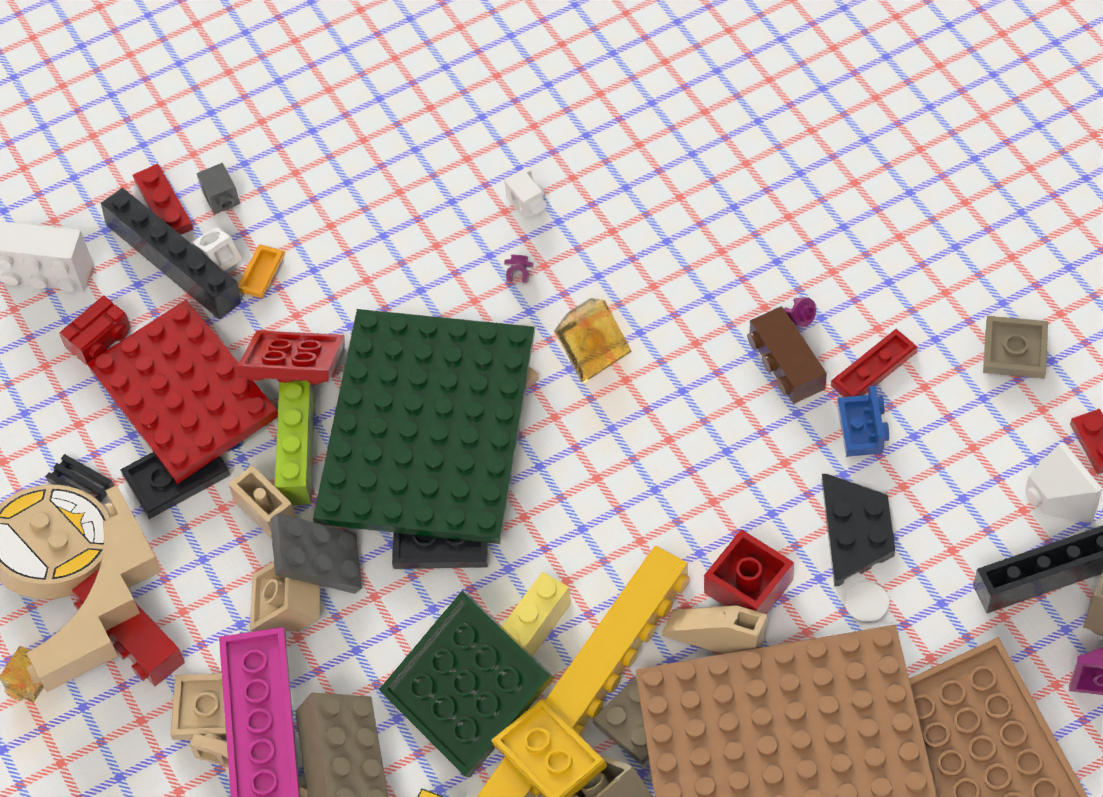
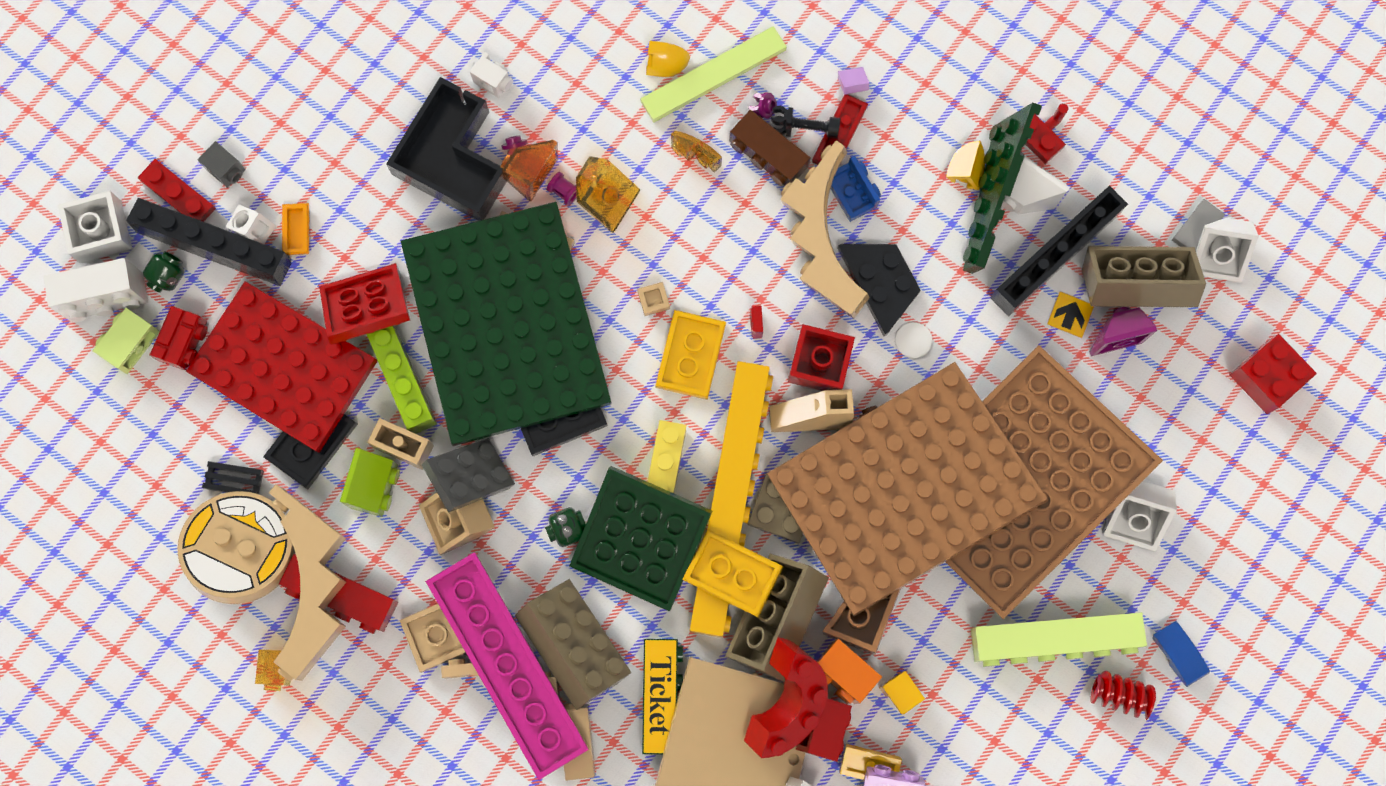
camera: 30 degrees left, 20 degrees up
(43, 315) = (125, 340): none -> yellowish green brick
(69, 200) = (94, 227): none -> white brick
(112, 265) = (163, 272): none -> dark green head
(211, 527) = (370, 483): none -> lime slope
(392, 646) = (565, 526): none -> dark green head
(437, 245) = (437, 154): none -> black piece
(524, 285) = (530, 166): none -> clear orange slope
(548, 319) = (562, 188): none -> magenta bush
(595, 458) = (653, 299): none -> tan plate
(610, 529) = (690, 354): none -> yellow tile
(695, 518) = (756, 322): none -> red tile
(706, 327) = (689, 146): none -> clear yellow slope
(716, 235) = (666, 59): none -> yellow brick
(761, 266) = (713, 74): none -> yellowish green tile
(796, 452) = (812, 236): none -> tan arch
(863, 353) = (830, 127): none -> black bar
(910, 319) = (853, 80): none -> lavender tile
(1005, 443) = (968, 165): none -> brick
(1015, 347) = (944, 76): dark tan plate -> none
(1024, 466) = (1000, 174): none -> dark green wing
(1062, 638) = (1070, 314): none -> yellow sticker

